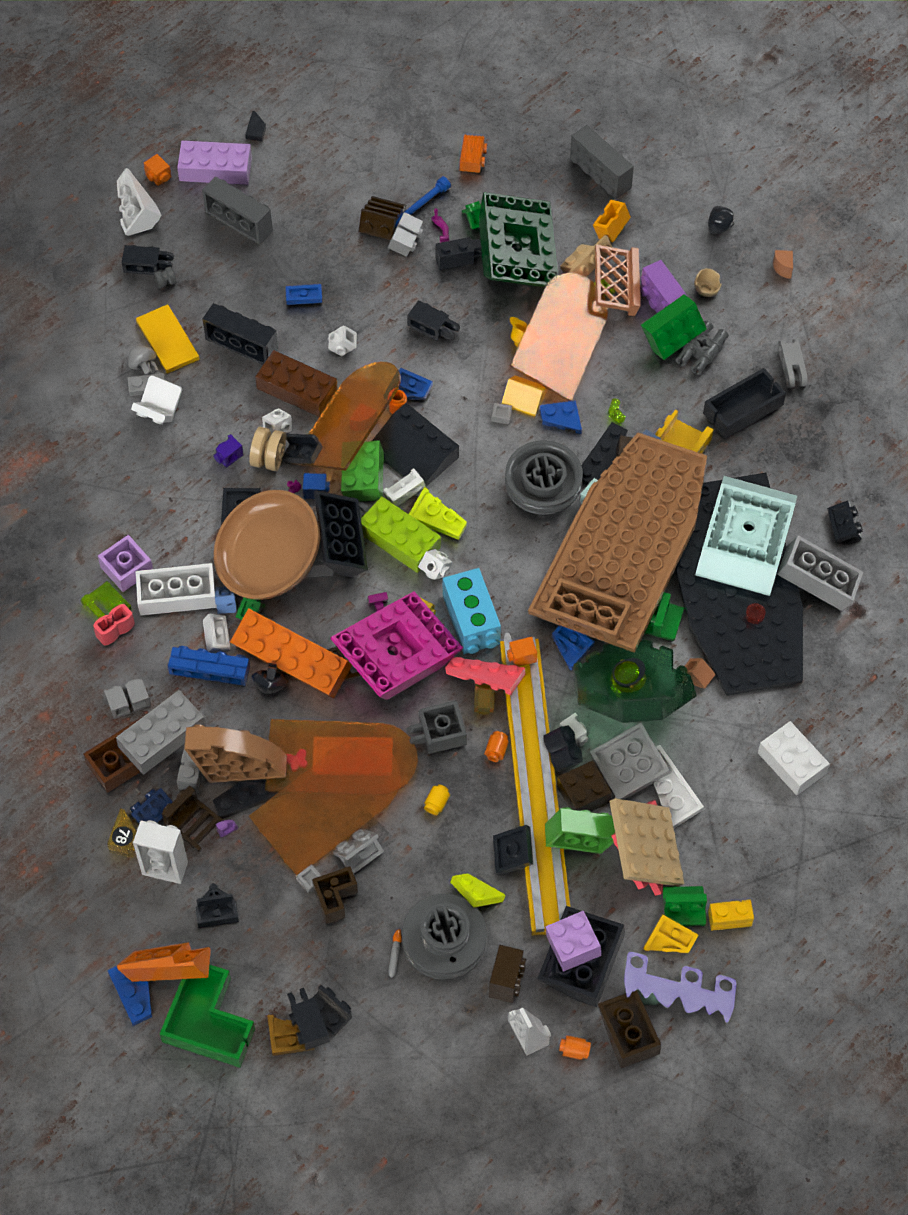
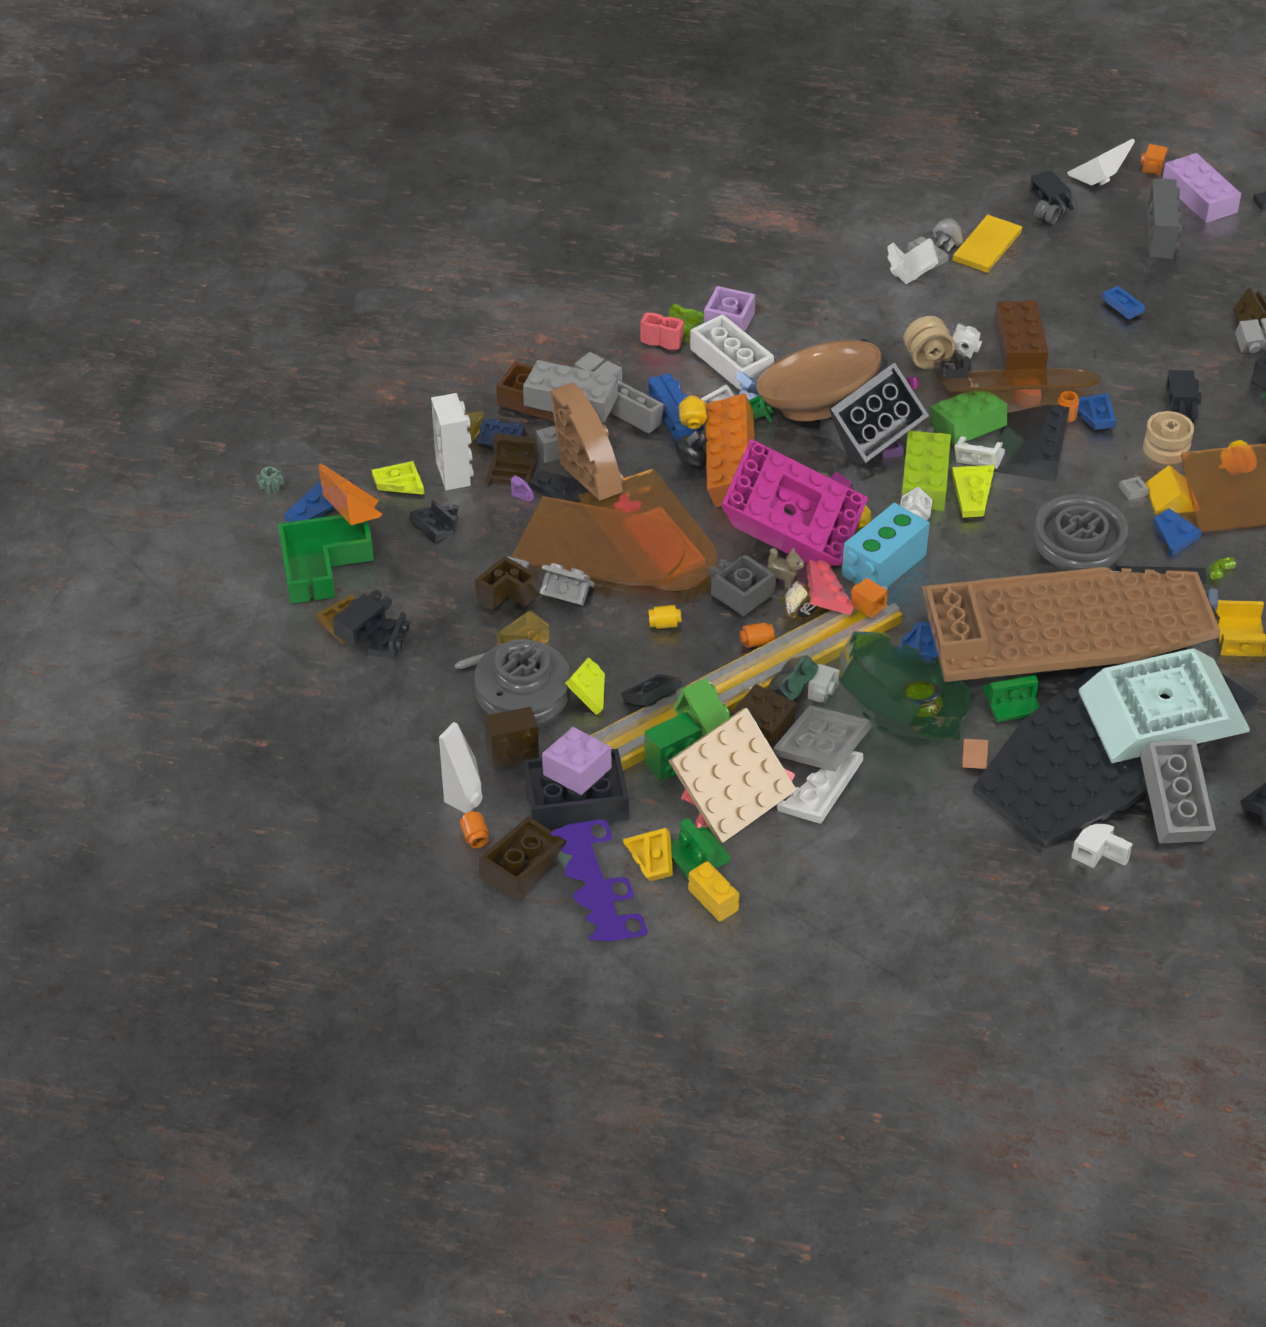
camera: 60 degrees right, 15 degrees down
(83, 1020) = (270, 479): none -> sand green gear
(149, 912) = (398, 478): none -> neon yellow wing
(198, 690) = (637, 408): none -> light grey brick
(228, 451) = (901, 323): dark purple brick -> none
(239, 333) = (1033, 273): black brick -> none
(240, 657) = (692, 411): none -> yellow head
(314, 482) = (926, 392): blue brick -> none
(342, 340) = (1096, 343): white brick -> none
(393, 907) = (526, 627): none -> clear yellow slope
(446, 689) = (783, 568): none -> dark tan animal
(472, 360) = (1167, 437): none -> tan wheel
(584, 867) = (666, 741): none -> green brick
(755, 613) = (1080, 761): clear red tile -> none
(793, 758) = (940, 869): white brick -> none
(824, 647) = (1099, 841): none -> white brick

